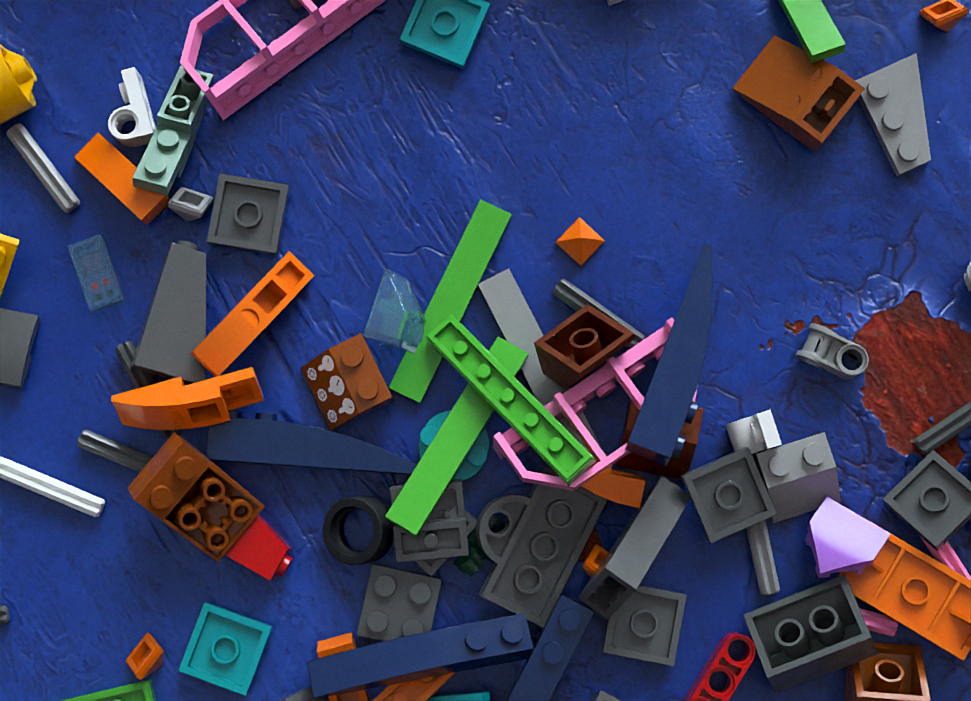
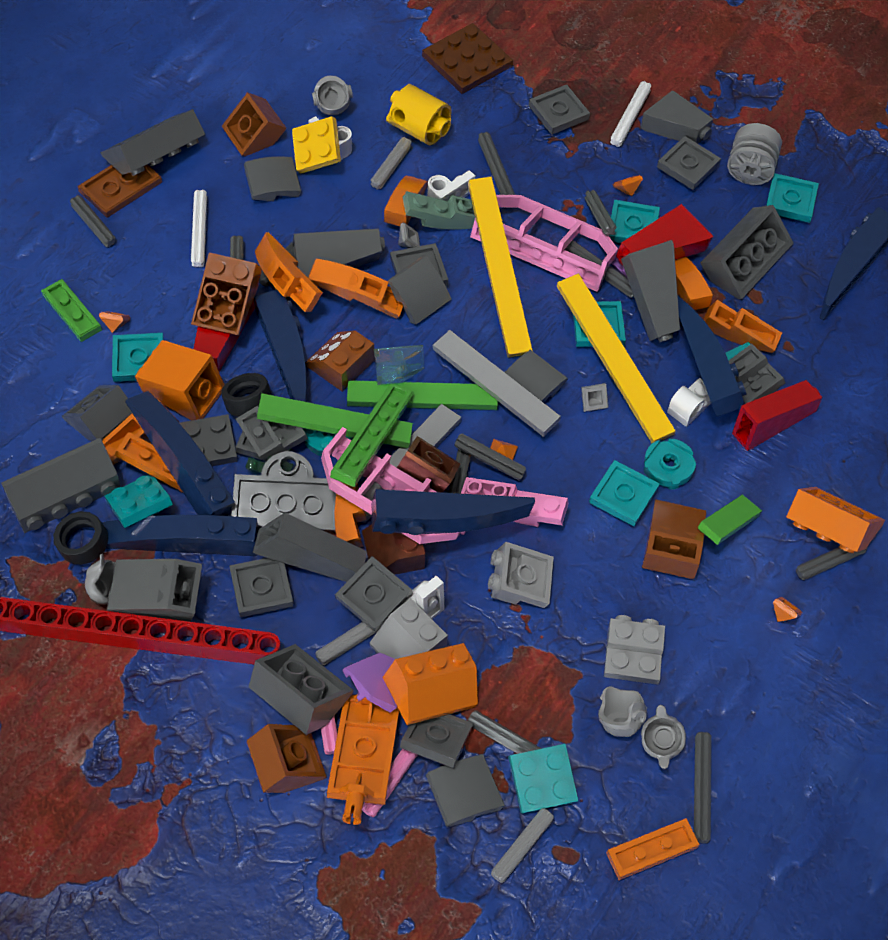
camera: 60 degrees right, 25 degrees down
(96, 273) = (341, 211): clear light blue tile -> none
(118, 27) = (495, 164): none -> dark grey axle
(292, 231) = (419, 289): none -> dark grey slope
(297, 610) = (181, 379): none -> orange slope
(305, 108) = (499, 267): none -> yellow tile
(481, 201) = (496, 383): none -> light grey tile
(493, 152) = (536, 376): none -> dark grey slope
(511, 31) = (615, 359): none -> yellow tile
(554, 86) = (594, 397): none -> light grey slope
(588, 261) = (490, 456): none -> dark grey axle
(665, 263) = (546, 507): none -> bright pink slope
(697, 25) = (666, 475): none -> teal plate
(708, 121) = (624, 493): none -> teal plate
(770, 303) = (521, 575): none -> light grey plate
(830, 352) = (507, 628): light grey piece -> none
(875, 477) = (433, 683): none -> orange slope
(897, 113) = (700, 607): light grey wing -> none
(918, 218) = (634, 650): none -> light grey plate

